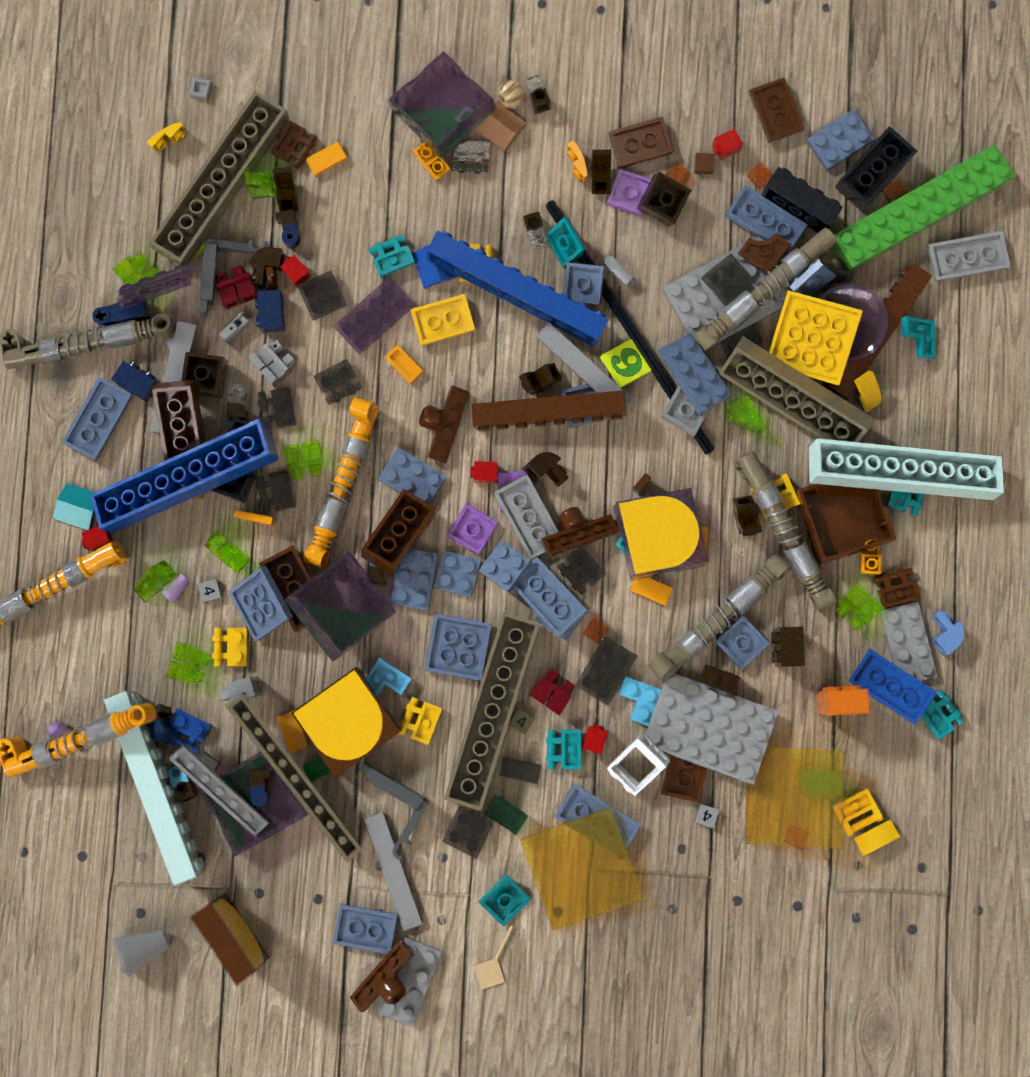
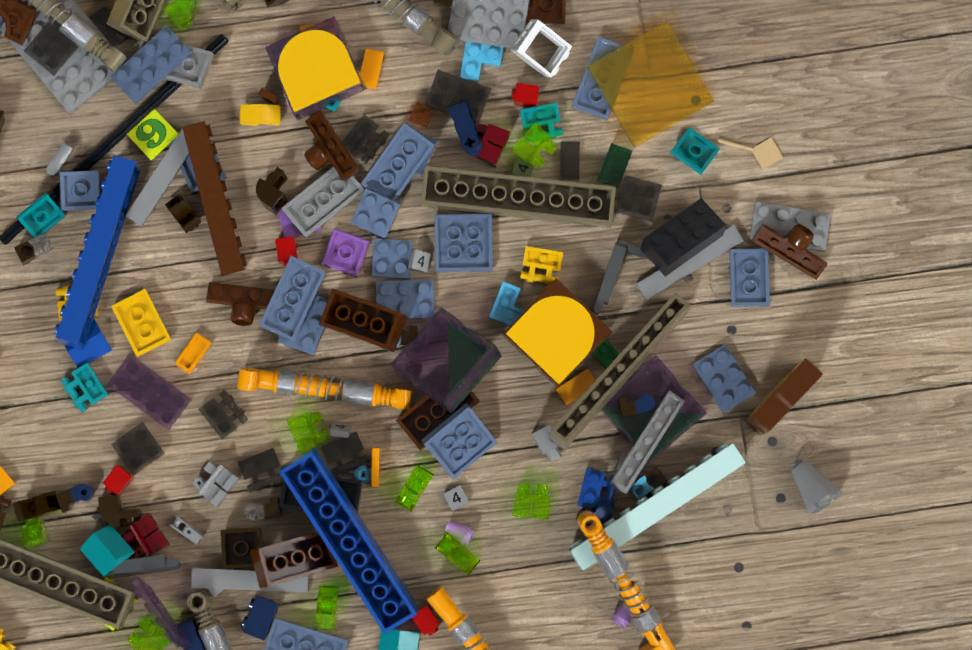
camera: 105 degrees left, 0 degrees up
(130, 445) = (327, 608): none -> clear neon green slope
(228, 247) = (106, 549): none -> teal slope
(236, 647) = (507, 459): yellow plate -> none
(256, 505) = (363, 469): none -> medium azure plate
(270, 881) = (724, 378): none -> sand blue plate
(271, 311) = (164, 496): dark blue brick -> none
(272, 279) = (129, 503): reddish brown tile -> none
(298, 491) = (340, 429): none -> light grey tile
(416, 869) = (683, 237): none -> black brick
(434, 467) = (292, 298): none -> sand blue plate
(449, 600) = (419, 260): none -> light grey tile
(533, 731) = (540, 139): none -> clear neon green hips
(572, 671) = (466, 127): none -> dark blue piece
(625, 471) = (259, 114): none -> yellow slope

